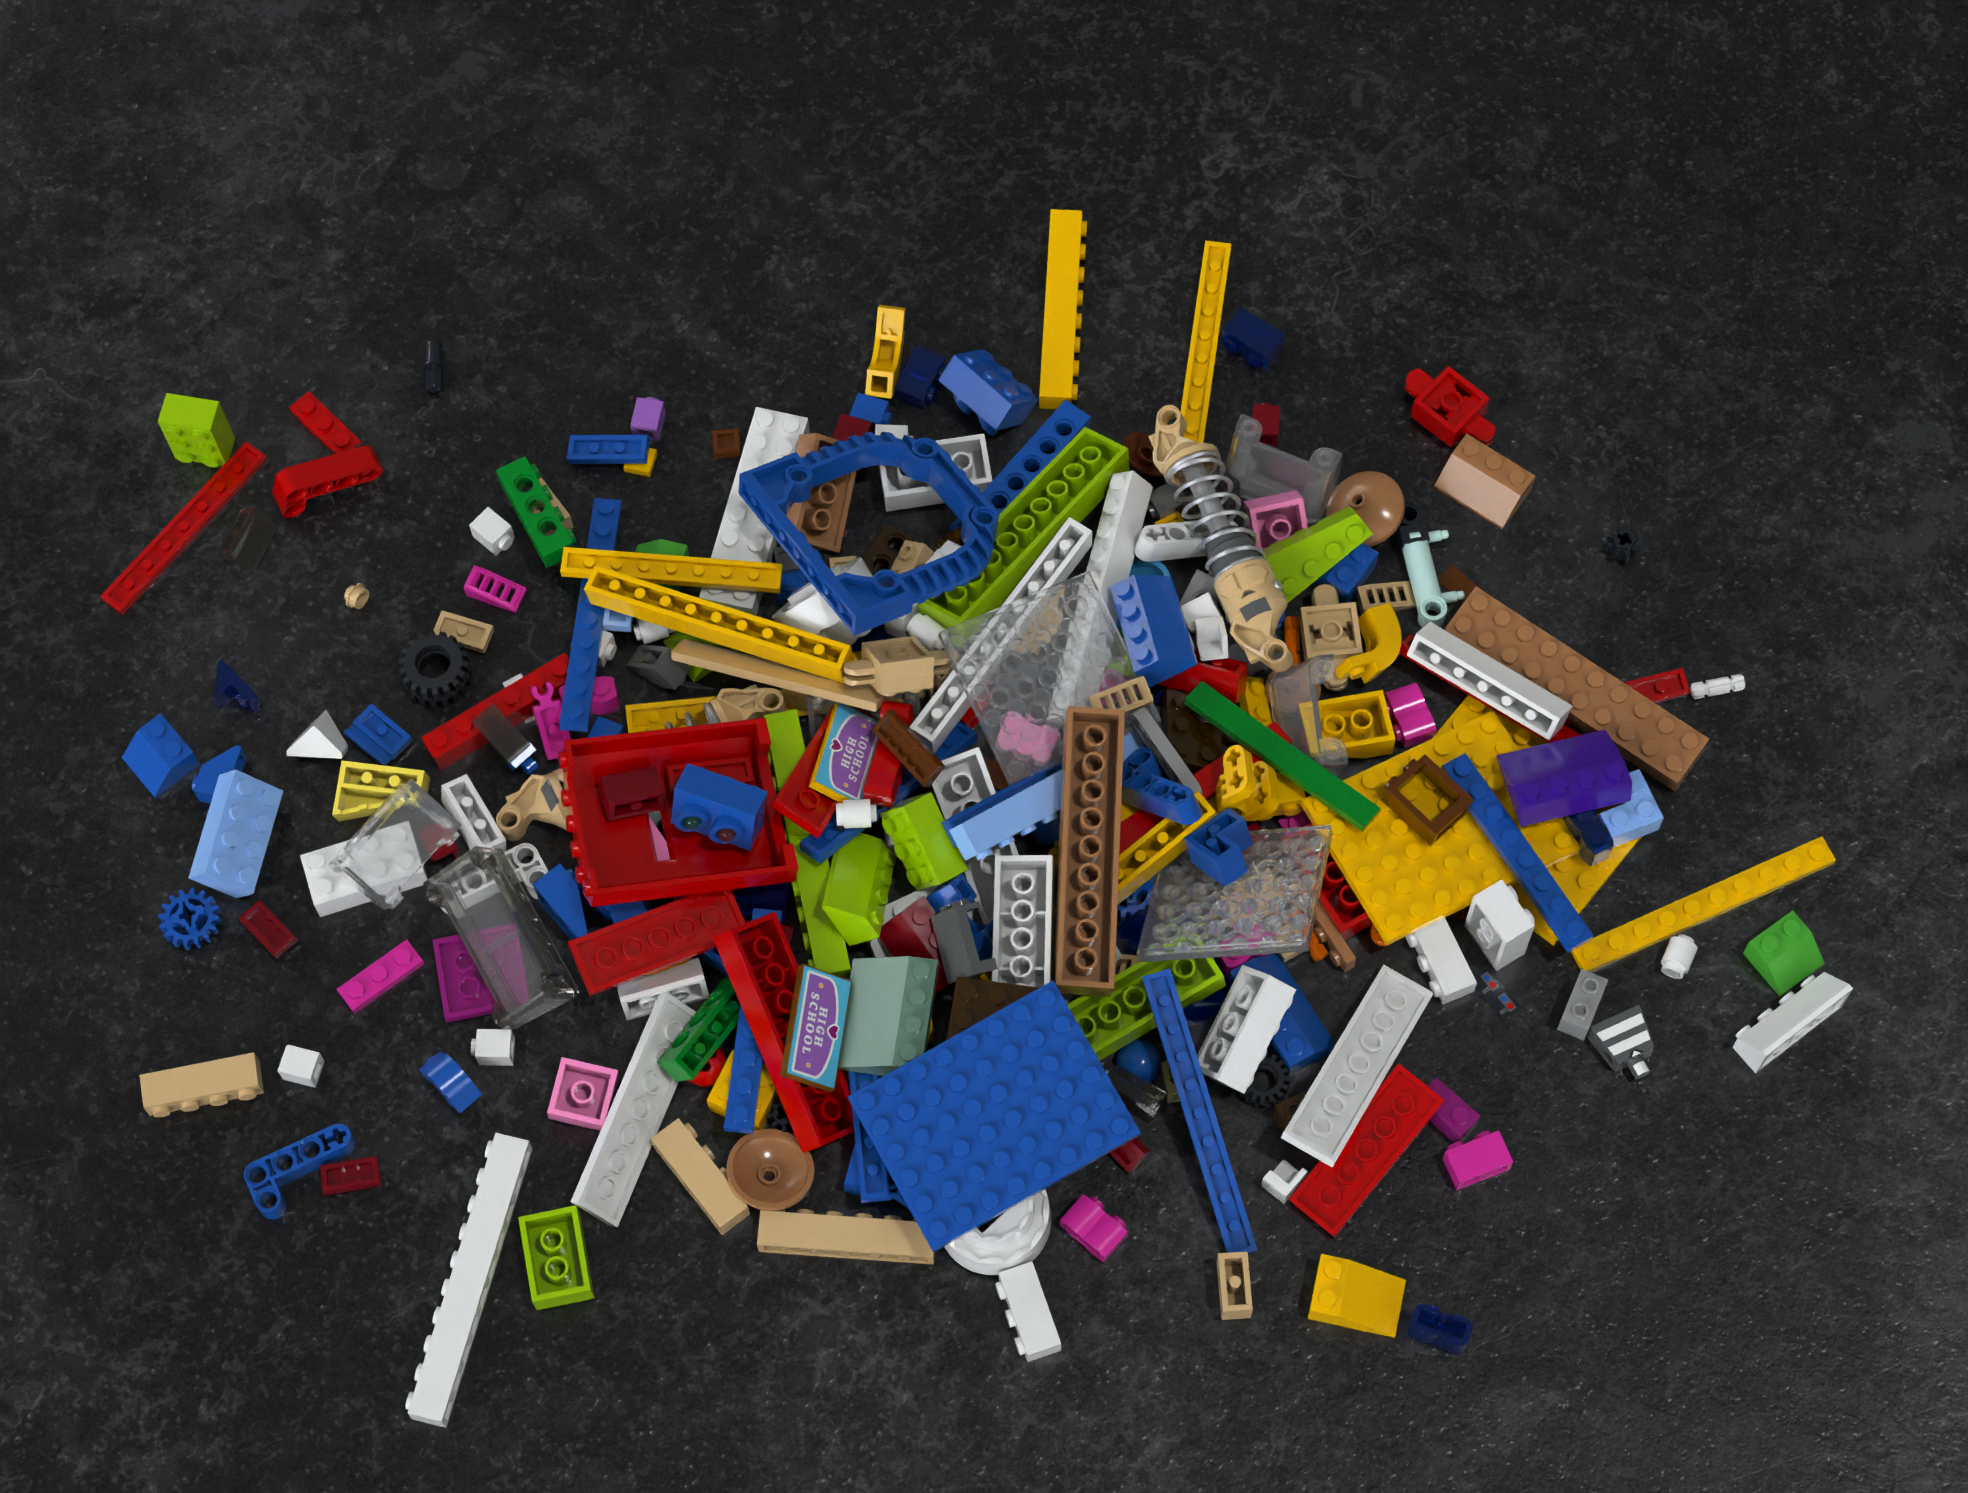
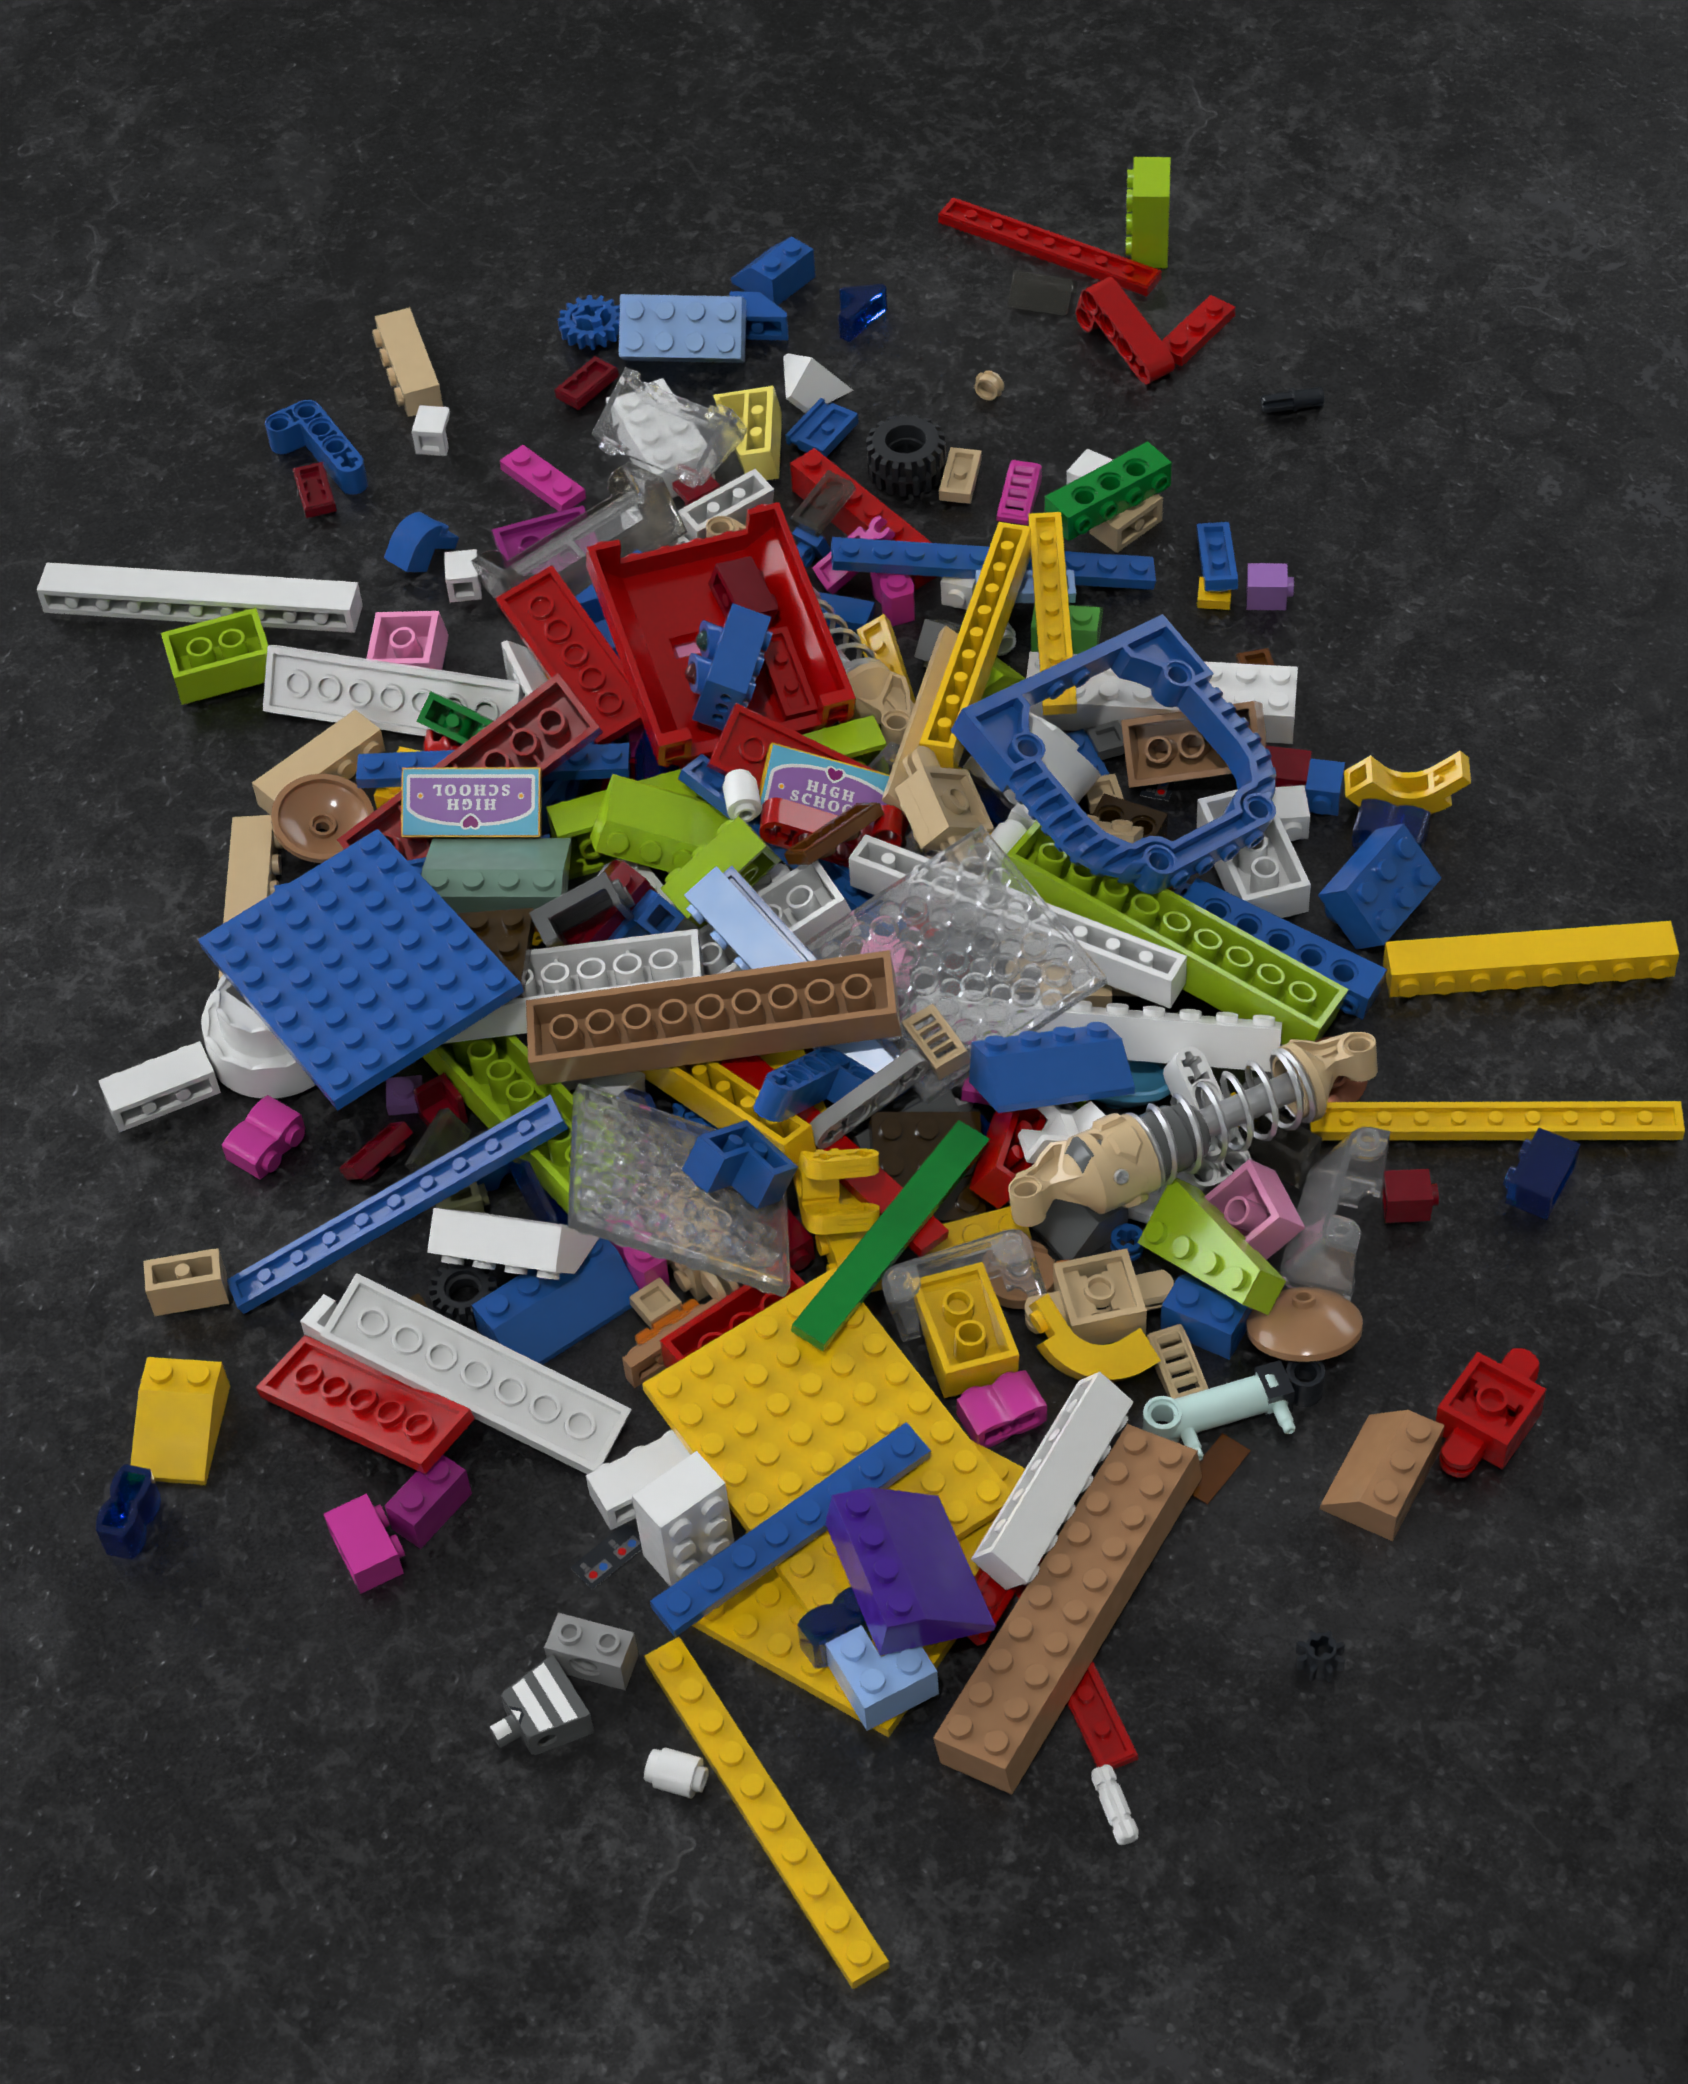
camera: 85 degrees right, 15 degrees down
(1417, 821) = (827, 1433): reddish brown window -> none
(1785, 953) = (693, 1915): bright green slope -> none
(1791, 1020) = (585, 1924): white slope -> none

